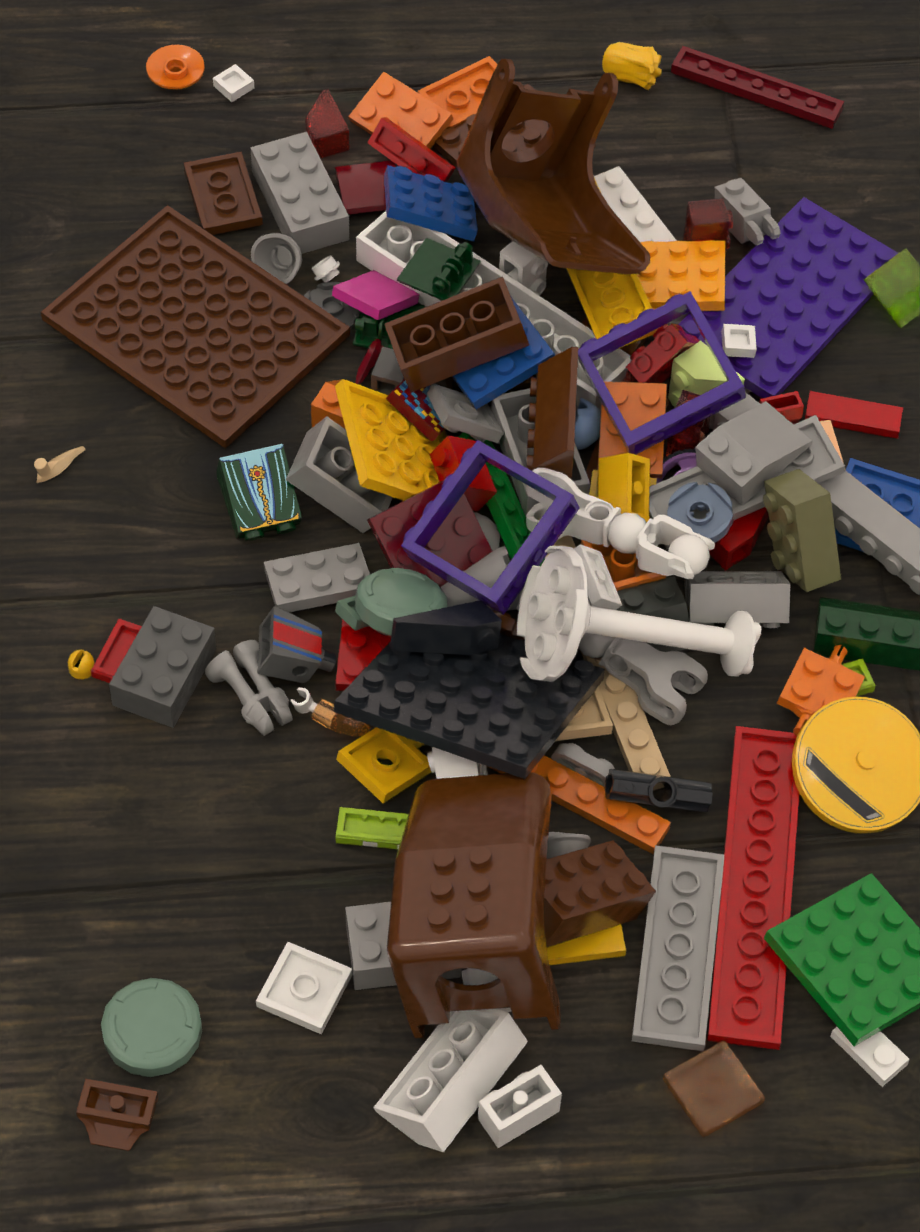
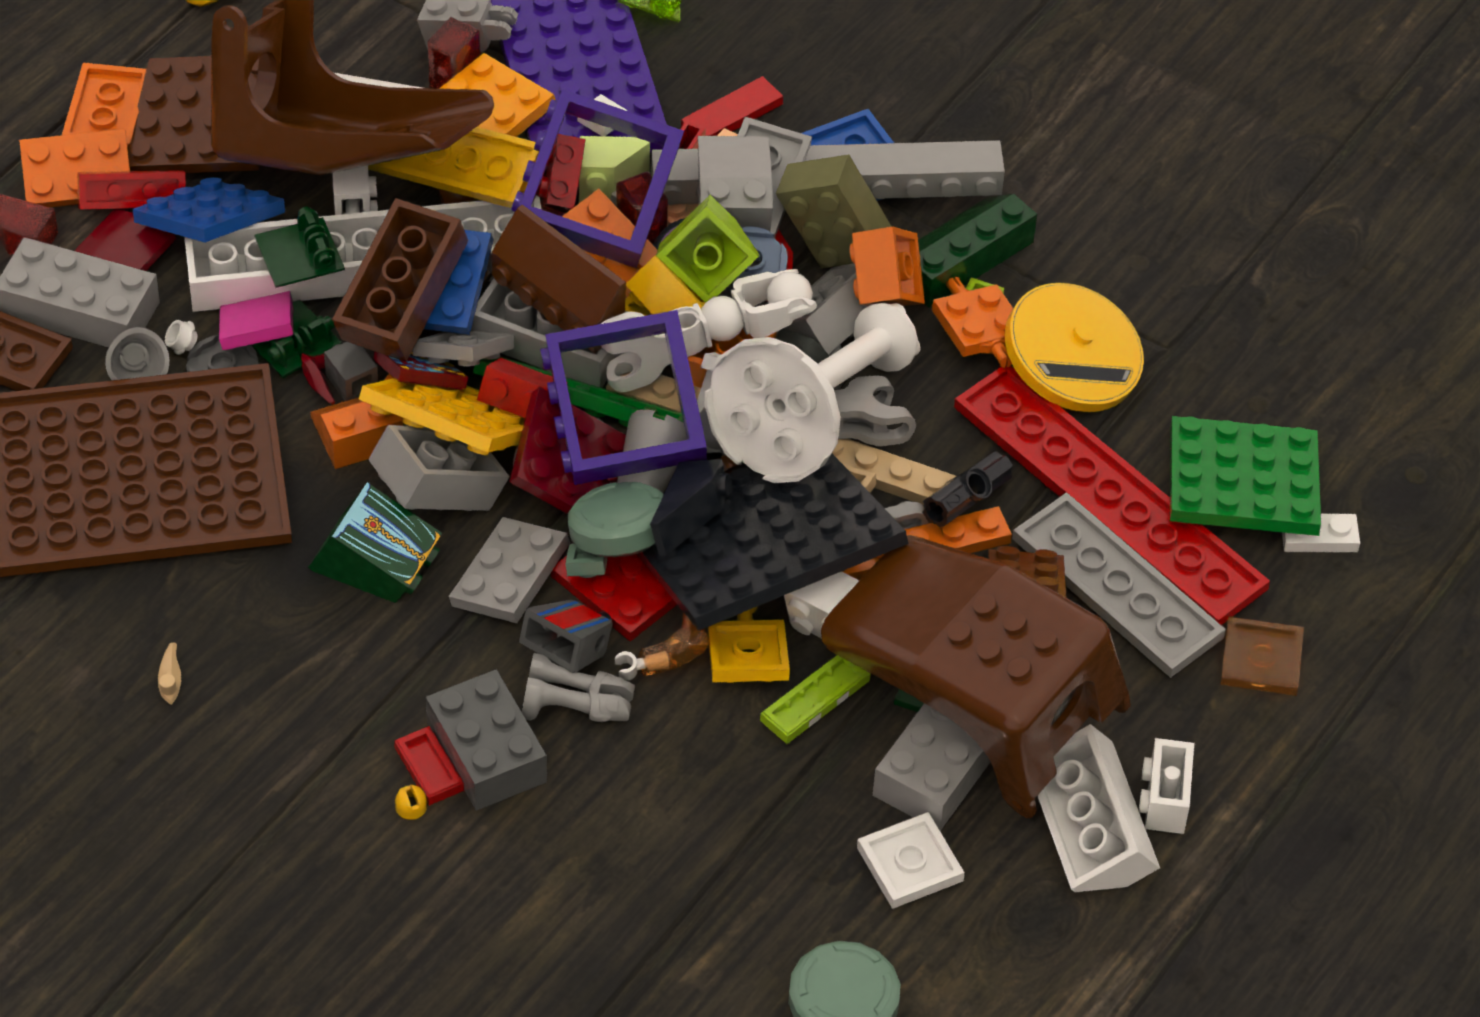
camera: 50 degrees left, 5 degrees down
(668, 478) = (707, 249): none -> lime slope
(787, 598) = (887, 267): none -> orange slope

